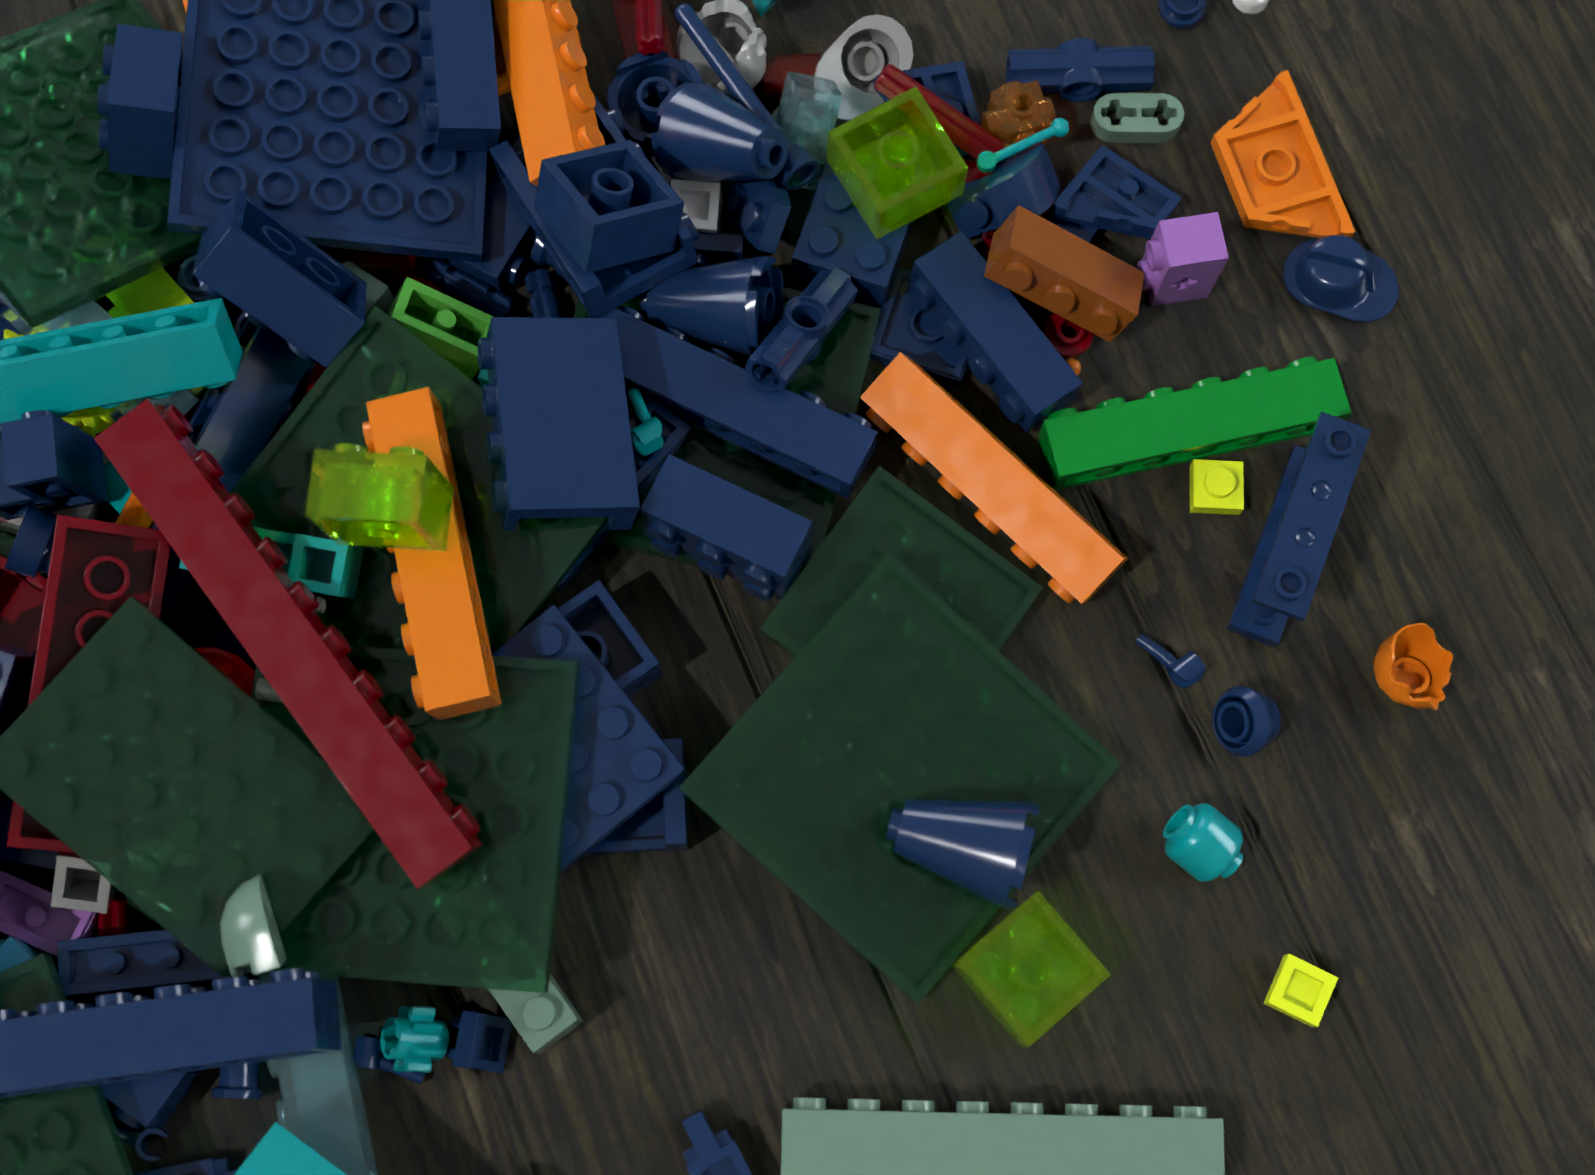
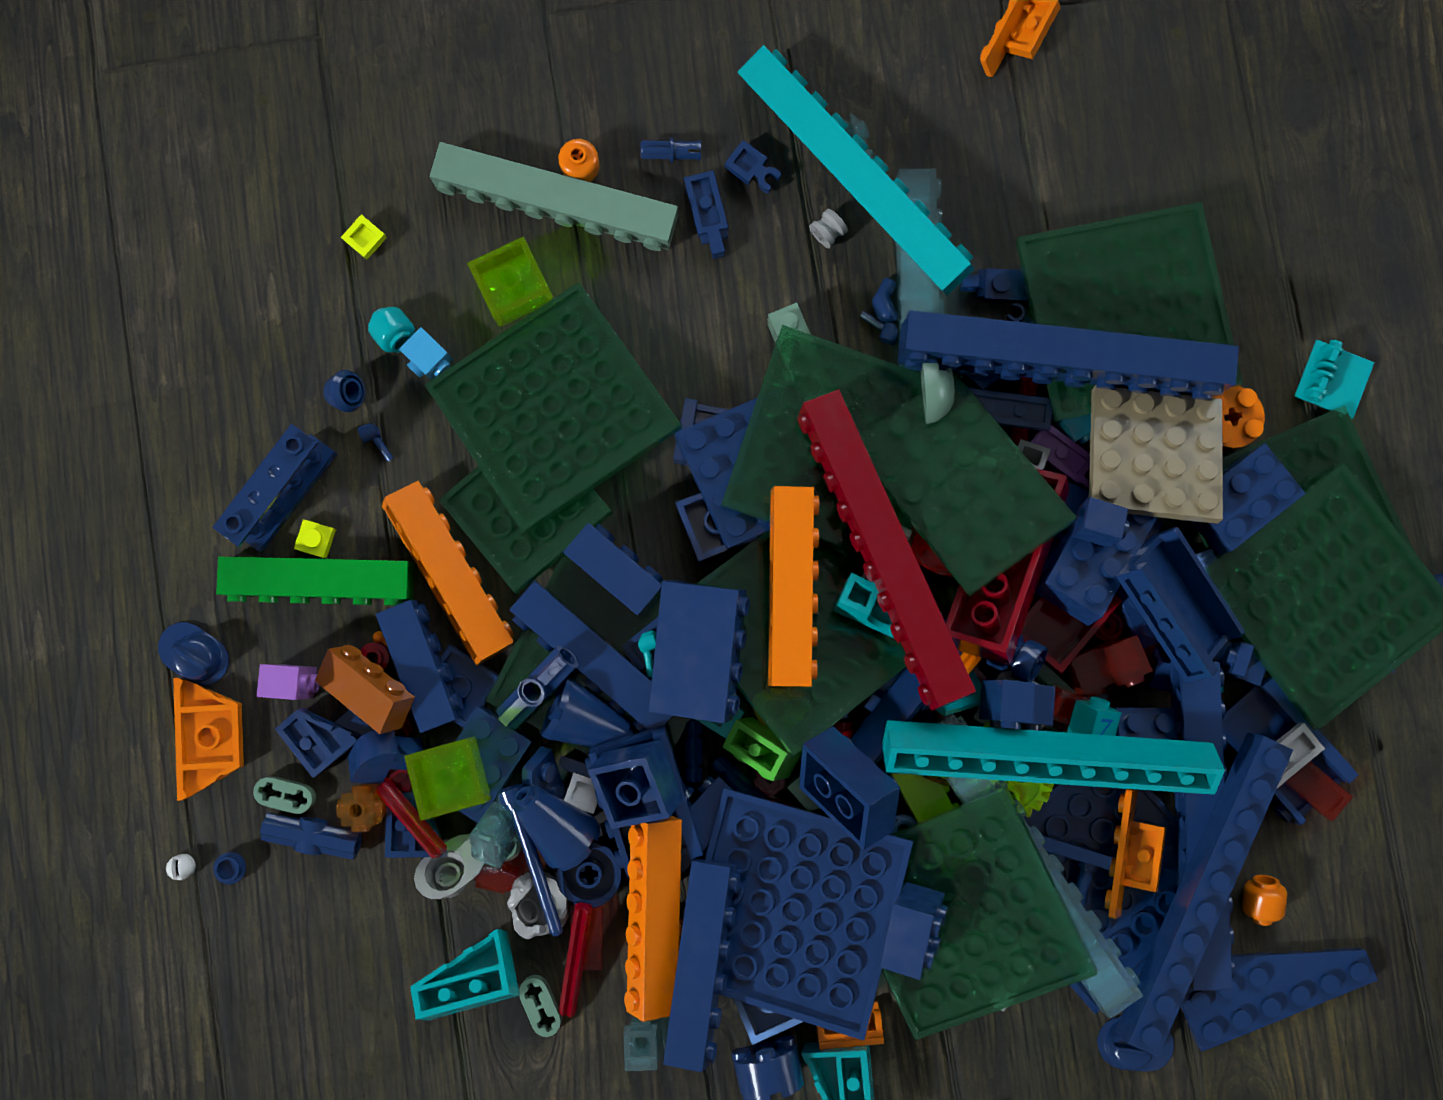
camera: 165 degrees left, 10 degrees up
(379, 498) = (812, 608): clear neon green brick -> none
(389, 1102) = (882, 303): none -> dark blue arm
(414, 1039) = (861, 331): teal gear -> none
(480, 1041) = (826, 320): dark blue tile -> none
(968, 843) = (523, 351): dark blue cone -> none
(987, 160) = (389, 778): teal hinge -> none
(1133, 813) = (425, 355): none -> dark azure brick
(1413, 667) = (237, 397): orange hair -> none

